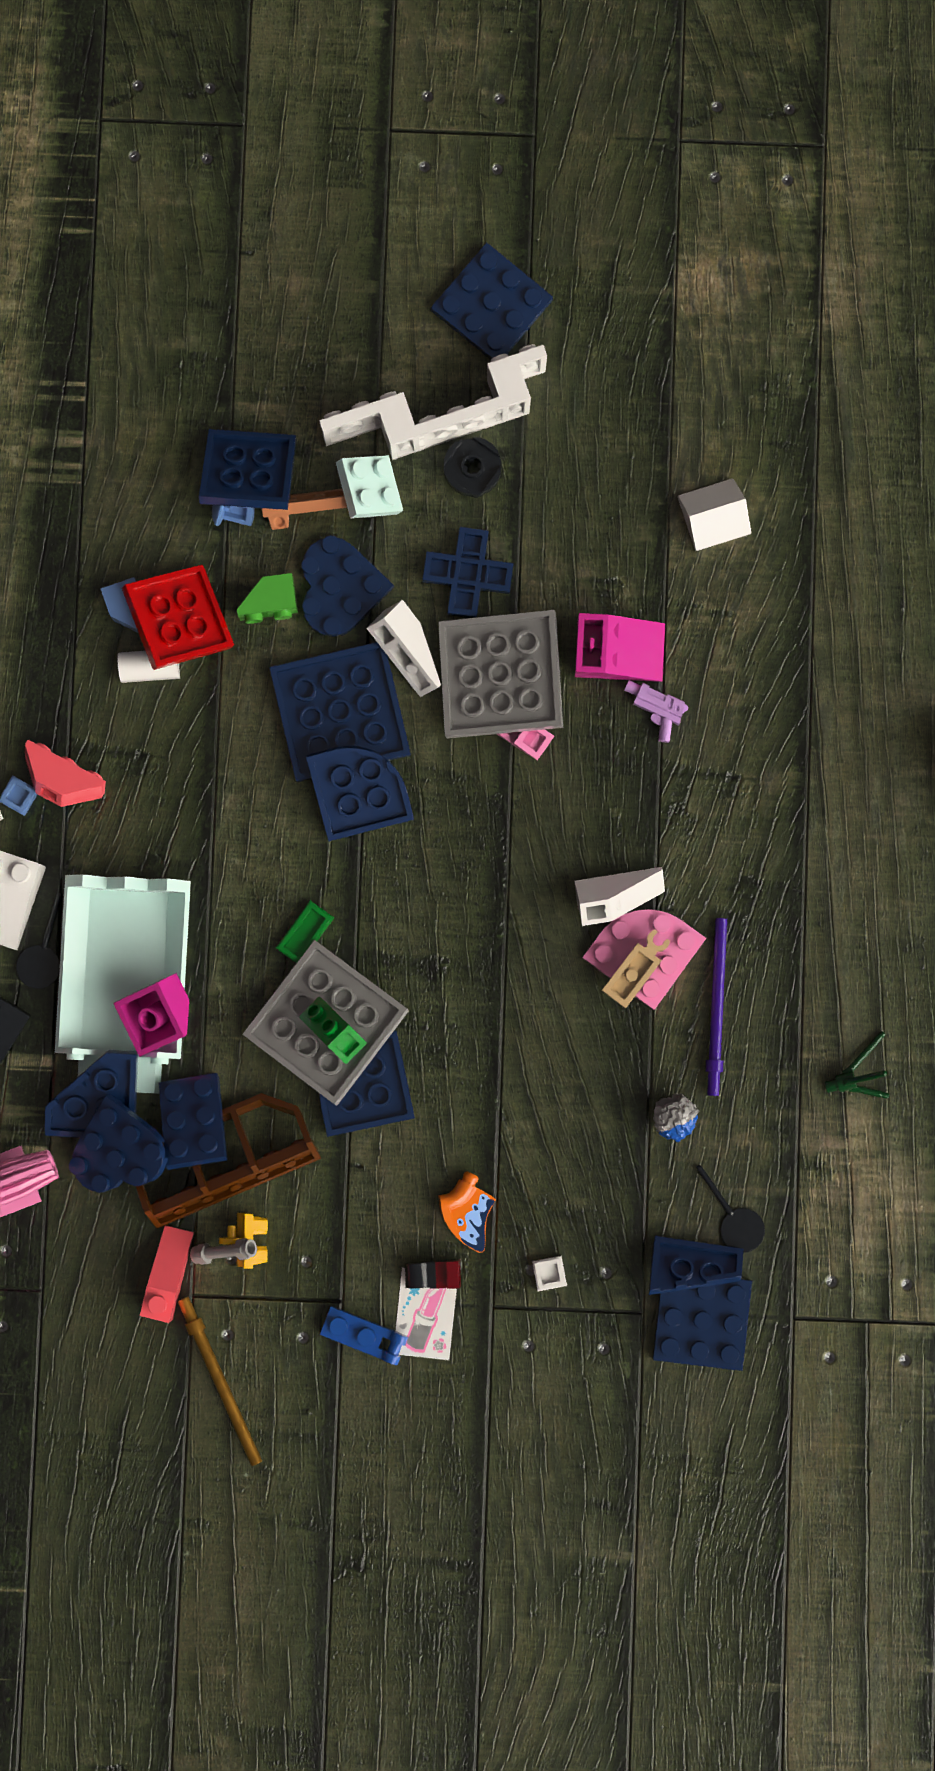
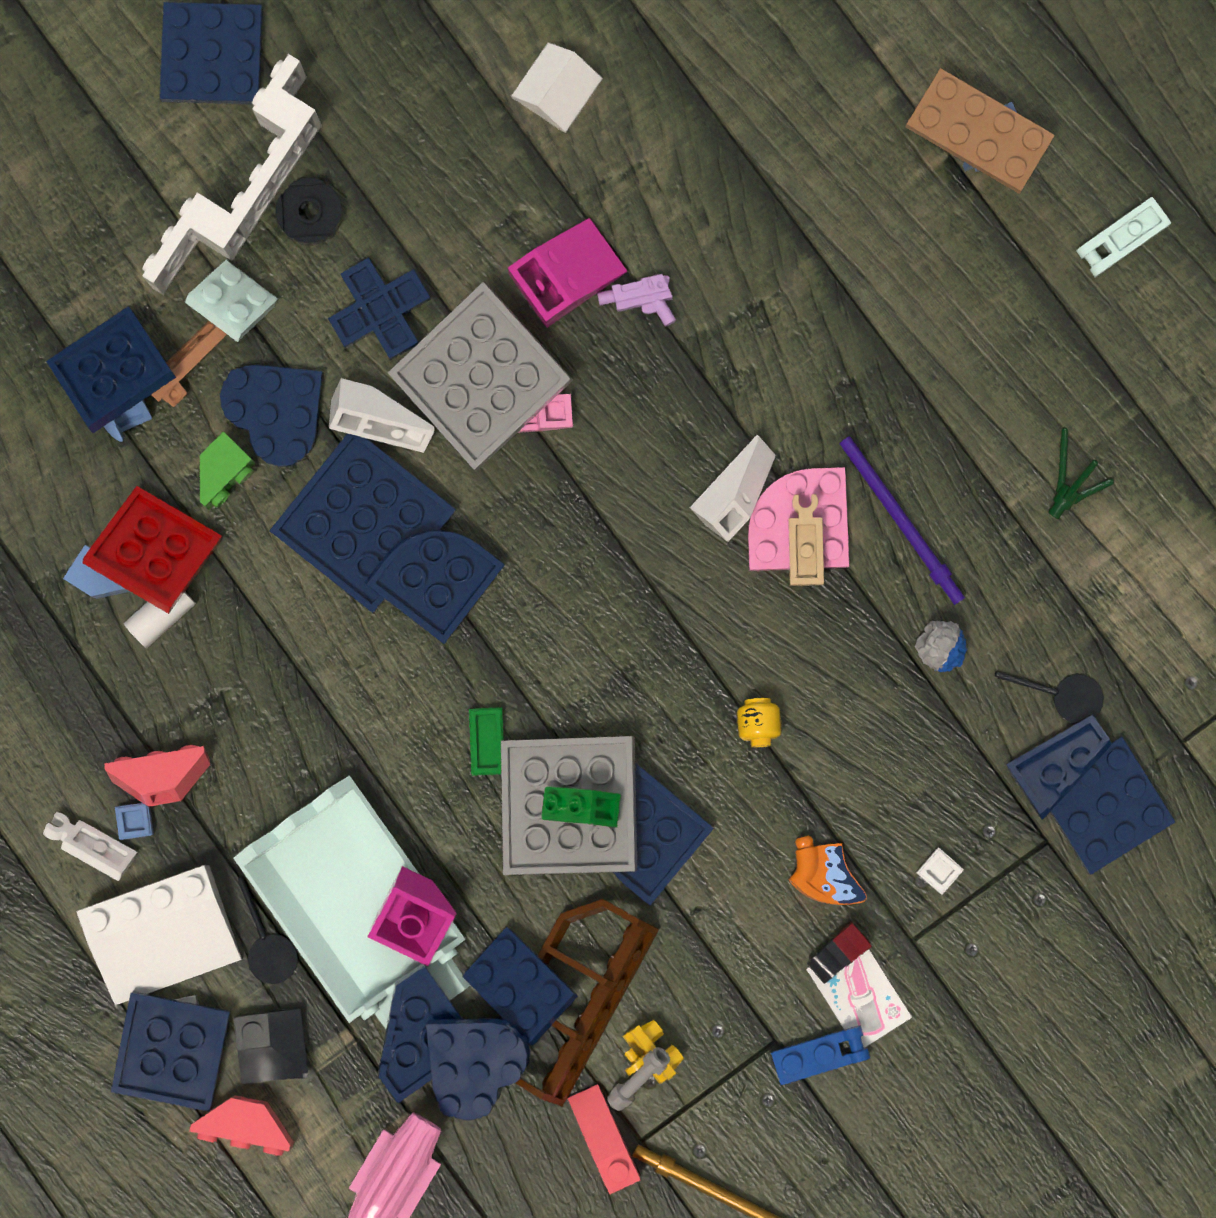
camera: 35 degrees left, 0 degrees up
(504, 1069) = (759, 722): none -> yellow head

